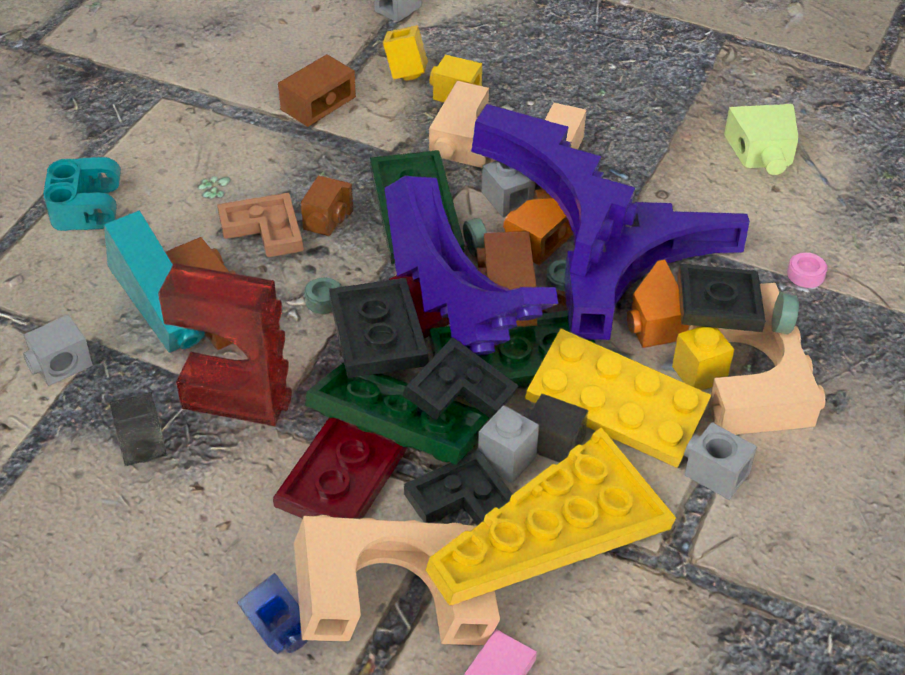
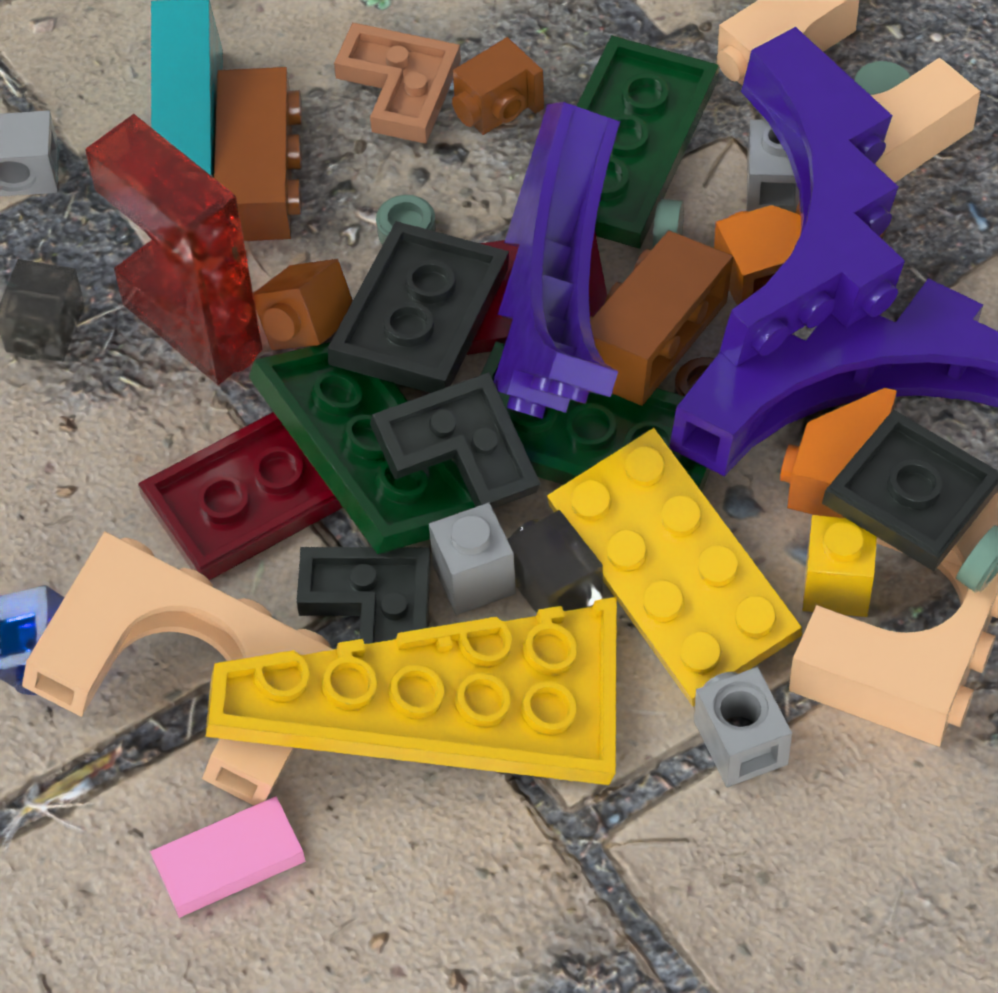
camera: 35 degrees right, 10 degrees up
(309, 353) = (303, 304): none -> dark orange brick

